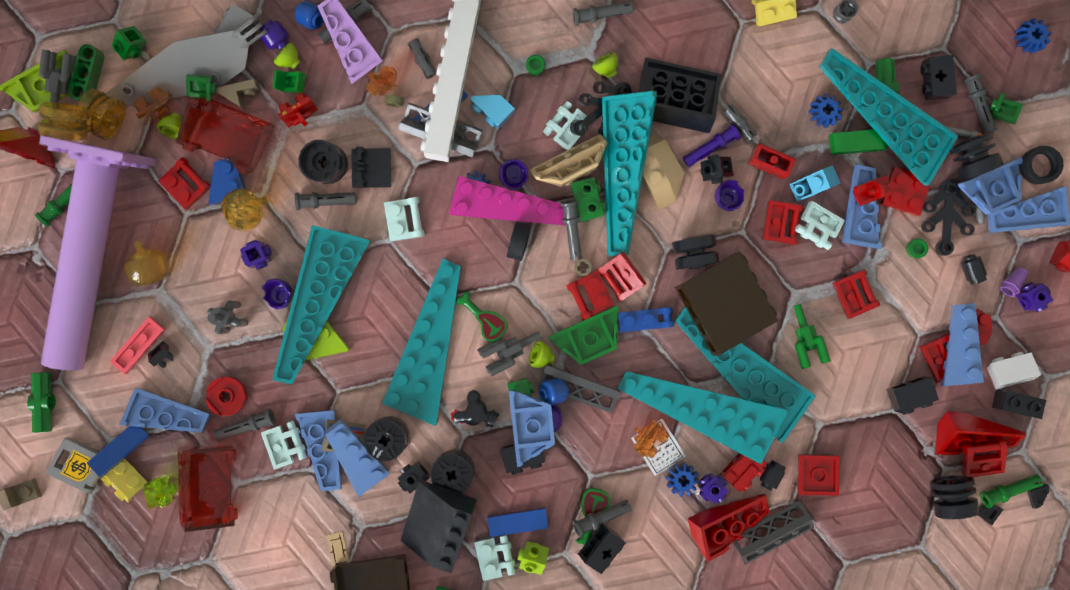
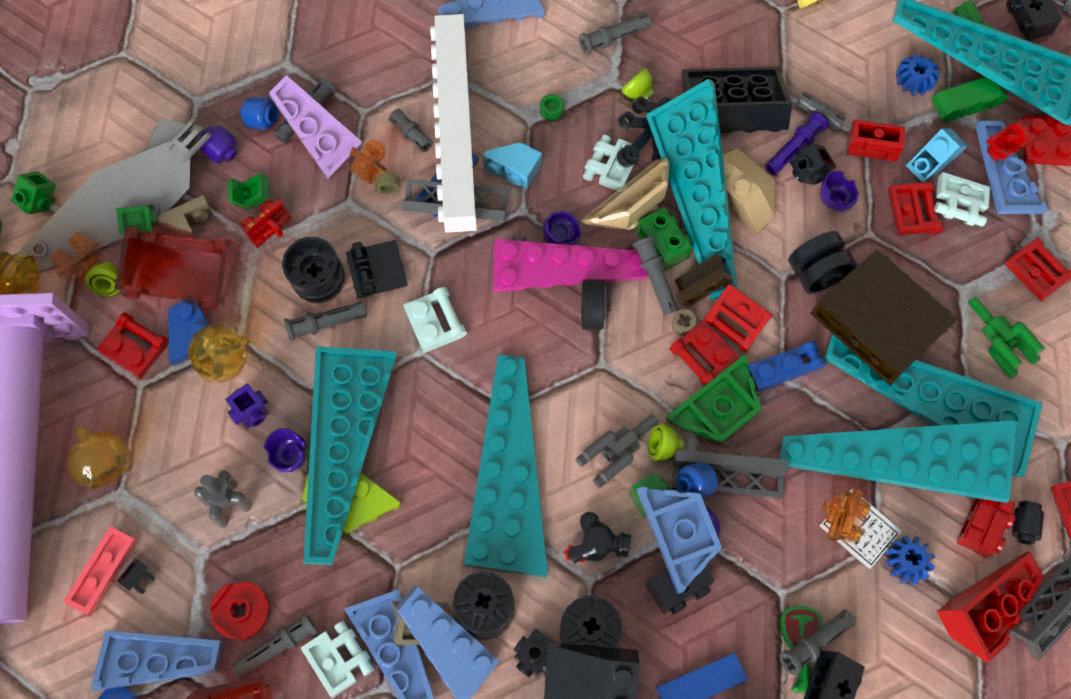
camera: 15 degrees left, 20 degrees down
(287, 57) = (241, 165): lime brick -> none
(492, 324) = (586, 421): green piece -> none
(604, 241) = (702, 281): none -> dark brown panel
(707, 483) = (956, 559): dark purple brick -> none

